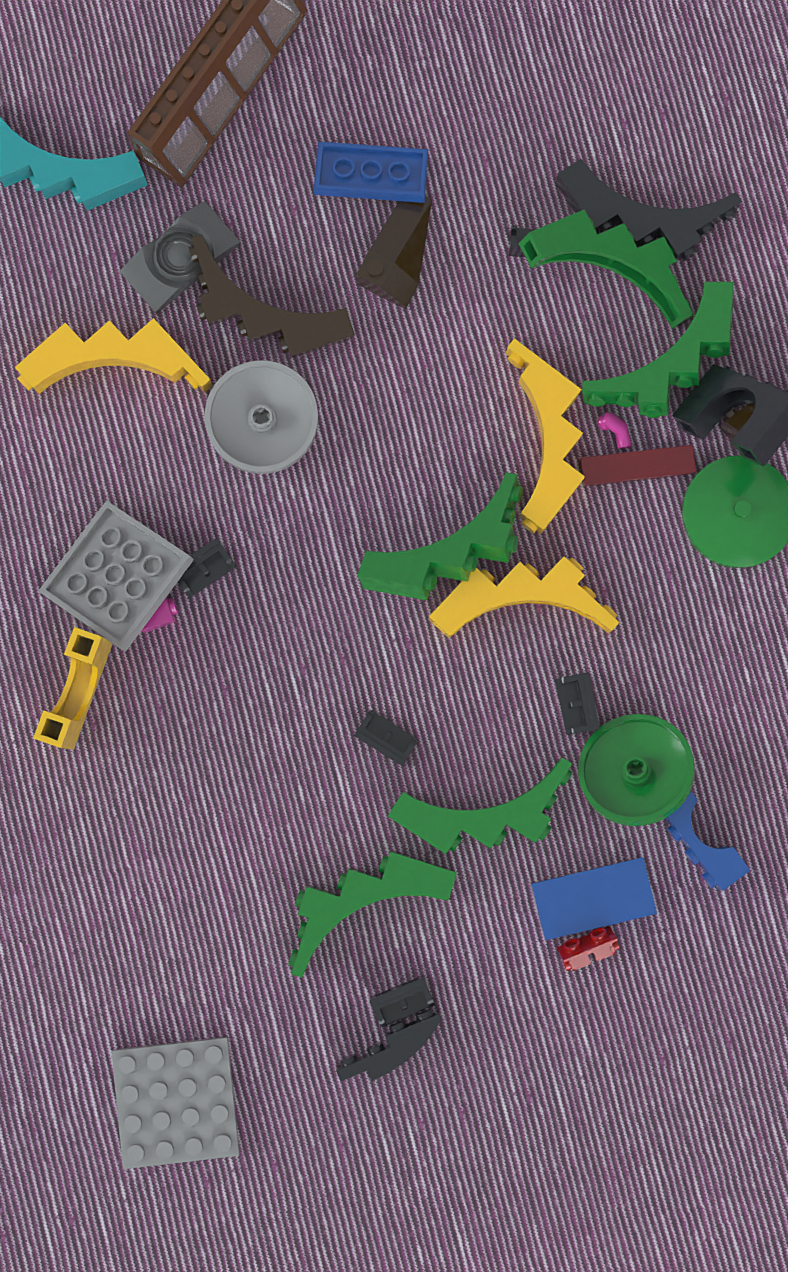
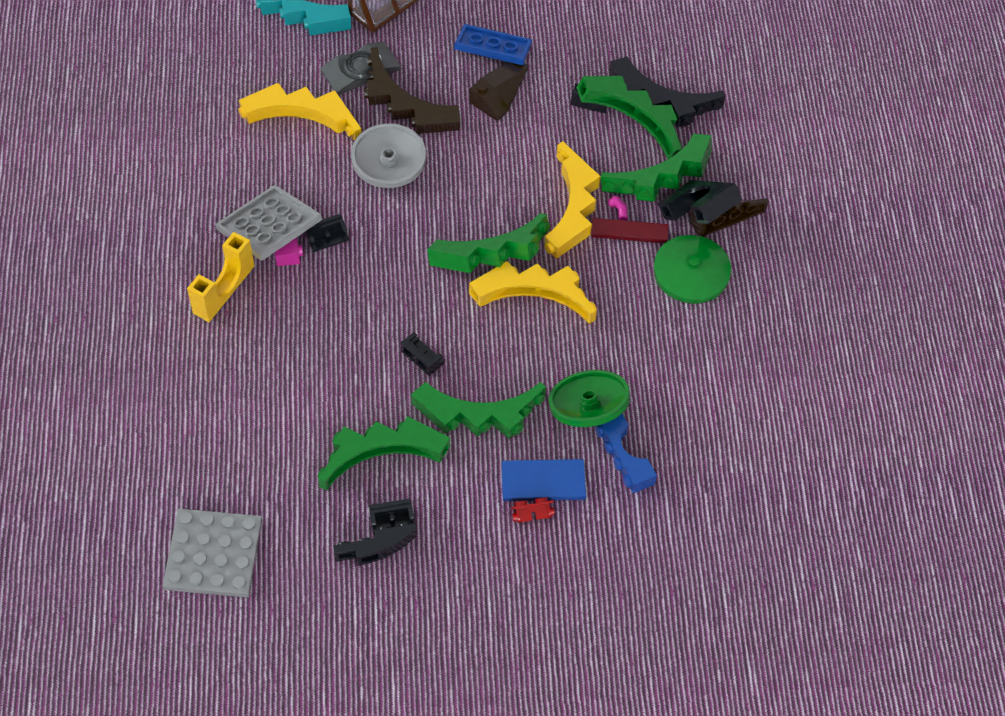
camera: 10 degrees right, 25 degrees down
(577, 703) = (558, 357): black hinge -> none

